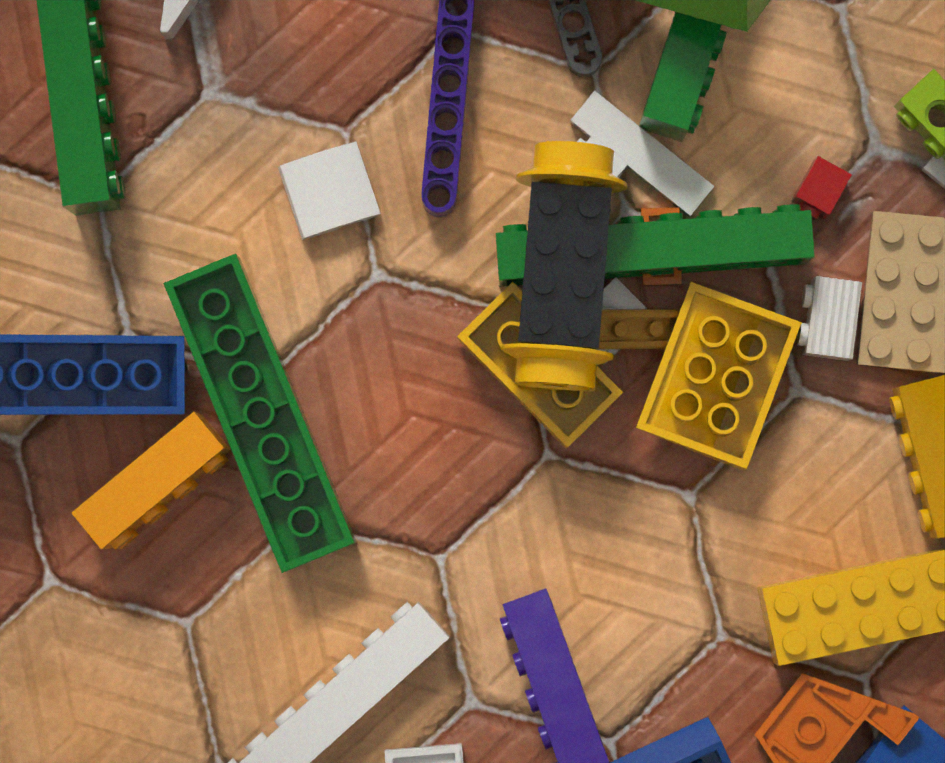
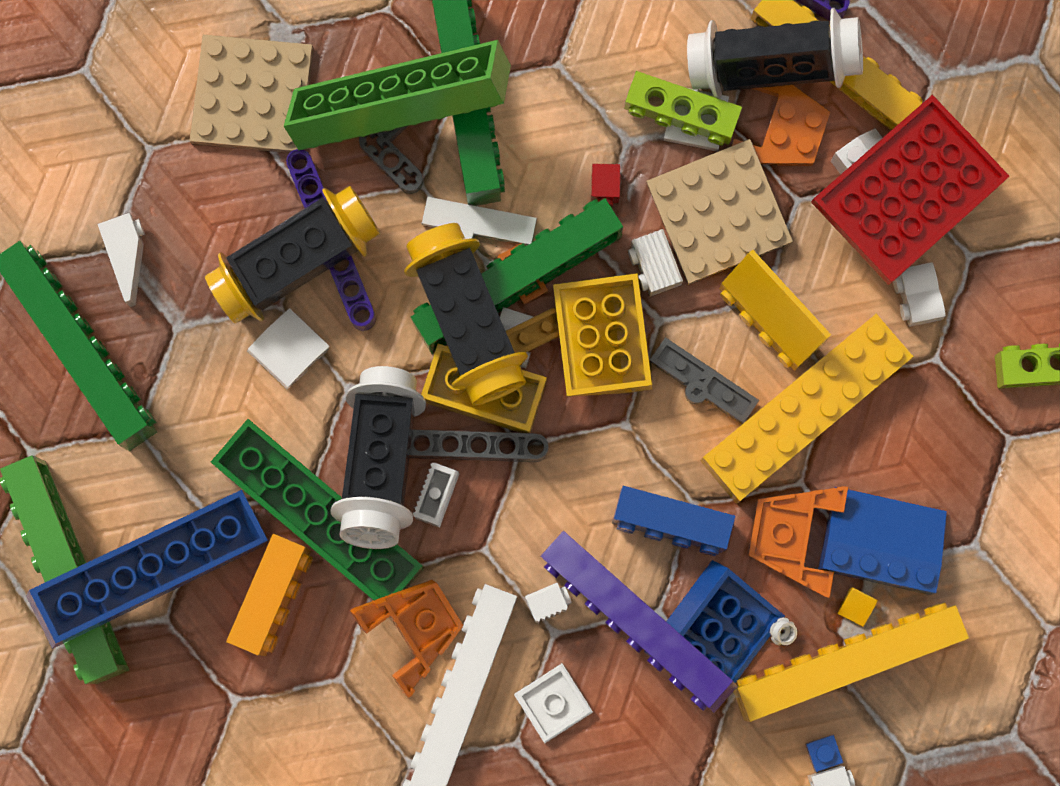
camera: 30 degrees left, 5 degrees down
(321, 608) = (422, 619): none -> orange wing
(367, 386) = (378, 458): none -> brick
(391, 79) = (291, 254): none -> black brick
(415, 464) = (436, 494): none -> white brick
(452, 395) = (466, 438): none -> dark grey beam
(482, 665) = (548, 602): none -> white brick
(689, 647) = (674, 520): none -> blue brick
(812, 494) = (703, 381): none -> dark grey hinge

